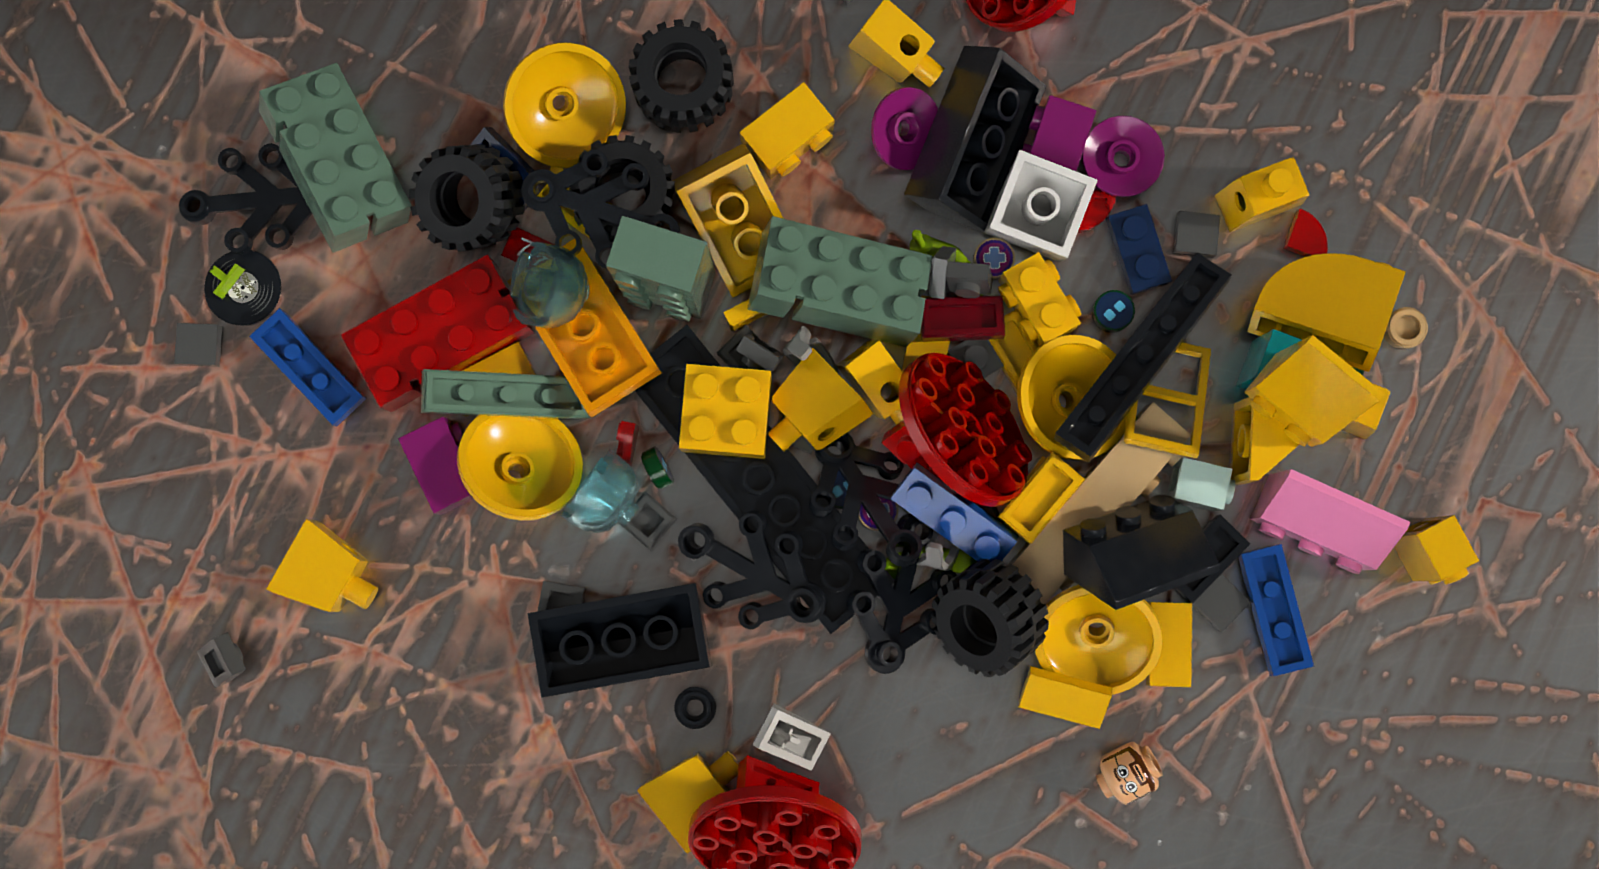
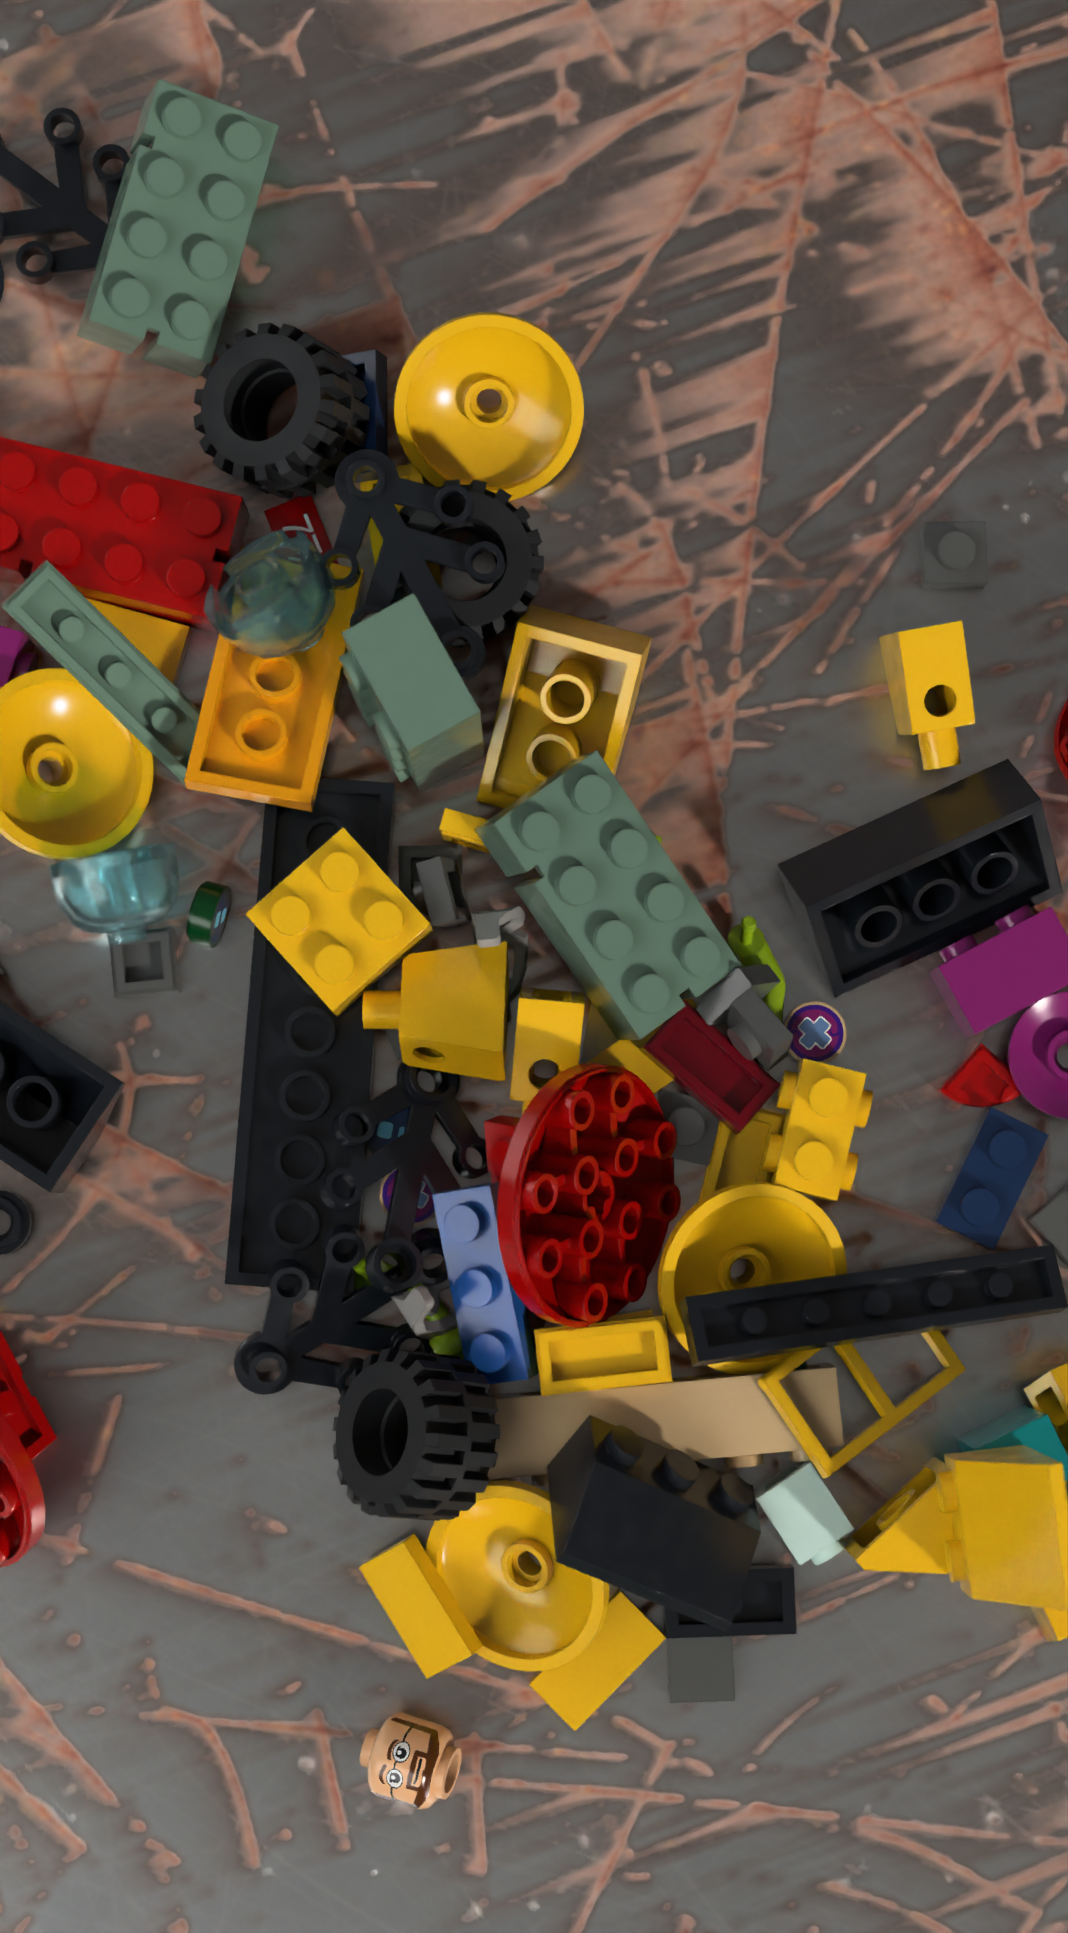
camera: 40 degrees right, 0 degrees up
(627, 438) = (208, 848): red tile -> none
(679, 44) = (662, 447): black tyre -> none
(759, 574) = (208, 1138): black plant -> none
(788, 132) = (714, 671): yellow brick -> none
(791, 737) = (71, 1357): white slope -> none
(915, 113) = (880, 786): magenta dish -> none
(1041, 206) = (920, 1024): white slope -> none
(1113, 311) = (894, 1221): dark blue tile -> none
(1275, 610) = (754, 1736): blue plate -> none
(1327, 521) = (906, 1692): bright pink slope -> none
(1436, 550) = (999, 1843): yellow brick -> none

